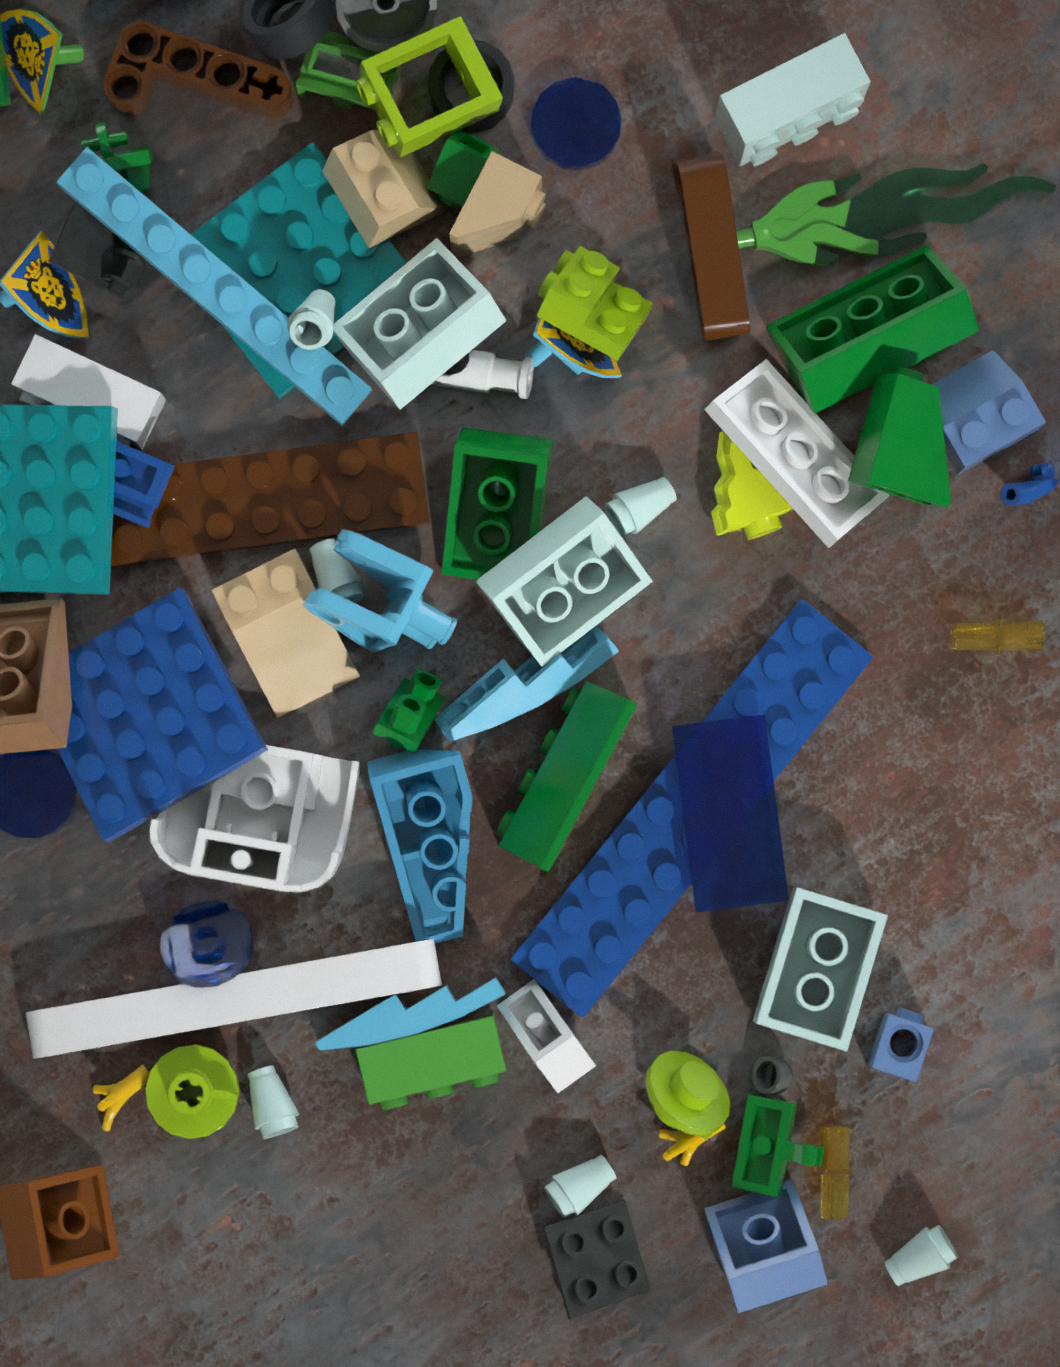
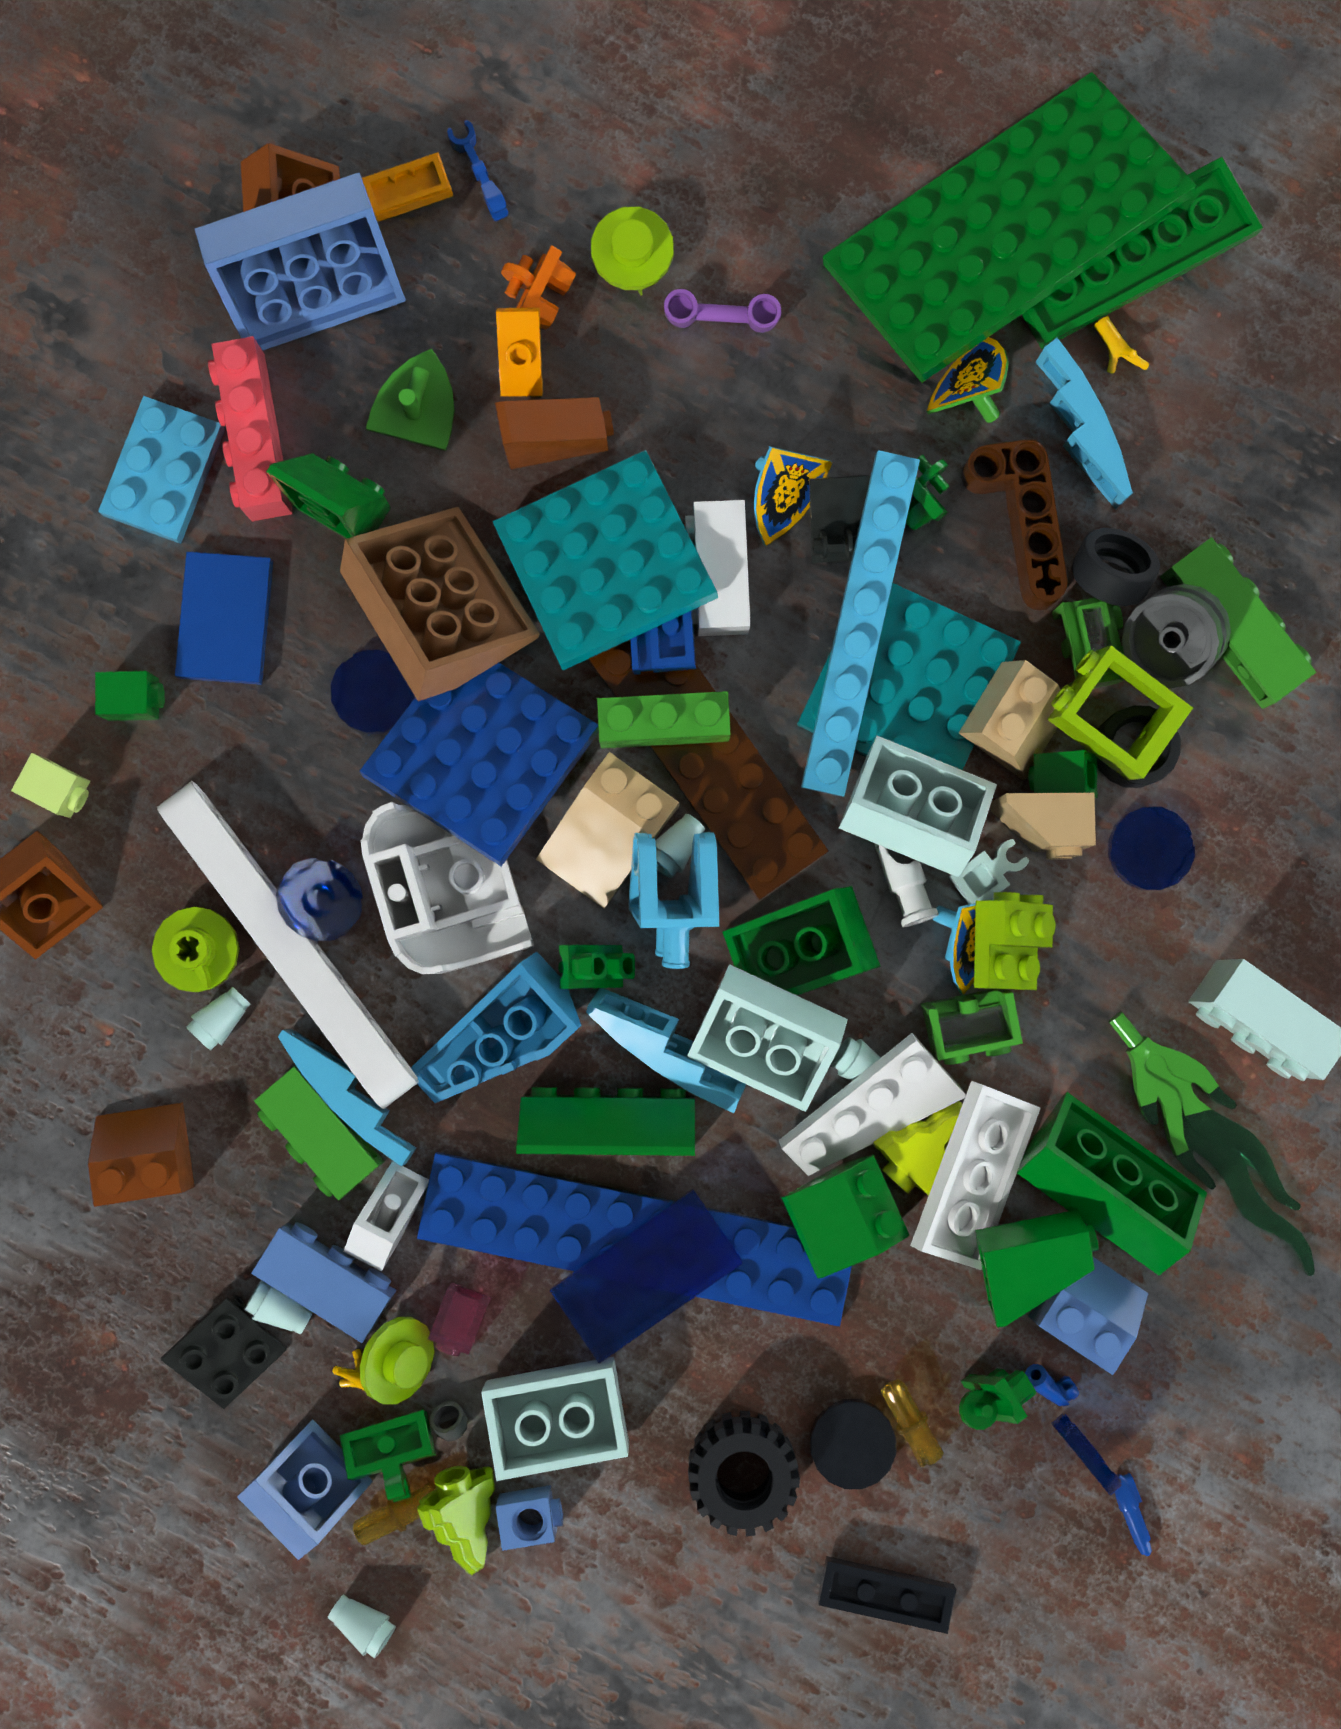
camera: 60 degrees right, 0 degrees up
(119, 1094) = (166, 890): yellow bar -> none
(208, 521) = (663, 719): none -> bright green brick
(313, 321) = (873, 719): light aqua cone -> none
(363, 1245) = (140, 1155): none -> dark orange slope
(518, 295) = (985, 875): none -> light aqua plate
(576, 1125) = (325, 1280): none -> medium blue brick
(654, 381) = (972, 1025): none -> bright green window
(679, 501) = (884, 1098): none -> white wing
(681, 1016) = (459, 1320): none -> clear pink brick
(712, 244) = (1113, 1015): reddish brown beam -> none
(770, 595) = (845, 1216): none -> green slope
(864, 1107) = (460, 1512): none -> lime rock
(990, 702) = (853, 1444): none -> black tile
(1001, 809) = (753, 1507): none -> black tyre
(1012, 544) = (995, 1398): none -> green hips

